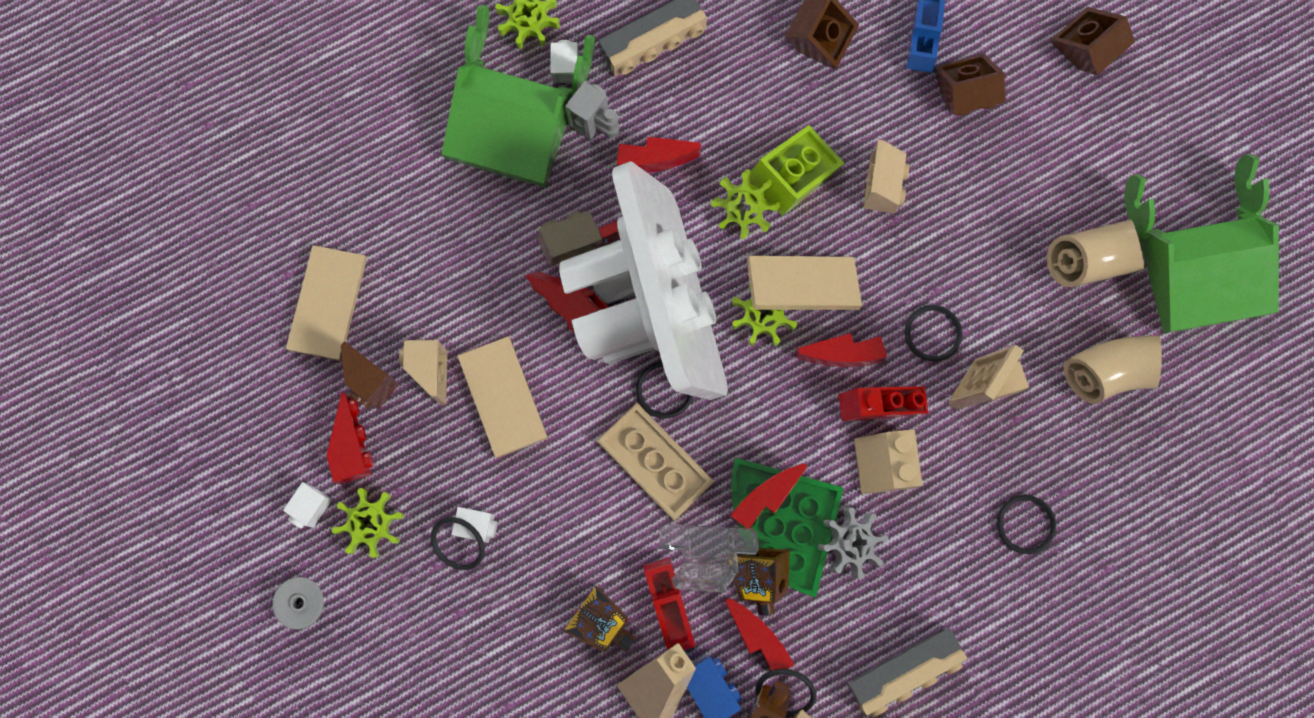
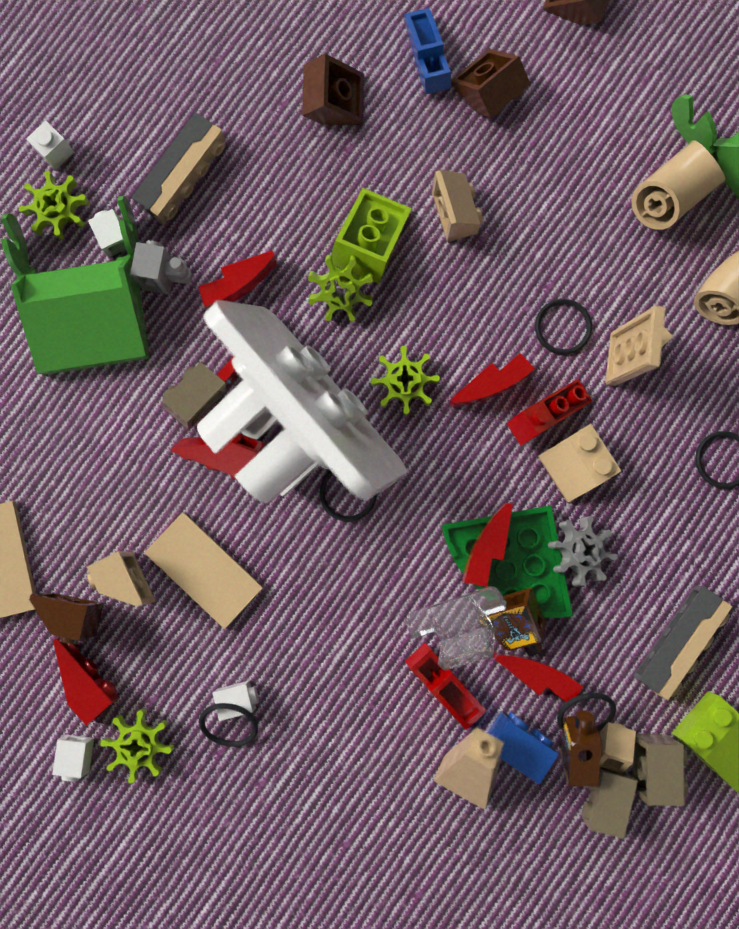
camera: 25 degrees left, 5 degrees up
(286, 598) = (102, 860): light grey piece -> none
(600, 623) = (392, 732): torso -> none
(655, 461) = (371, 562): tan tile -> none
(803, 283) = (427, 336): tan tile -> none

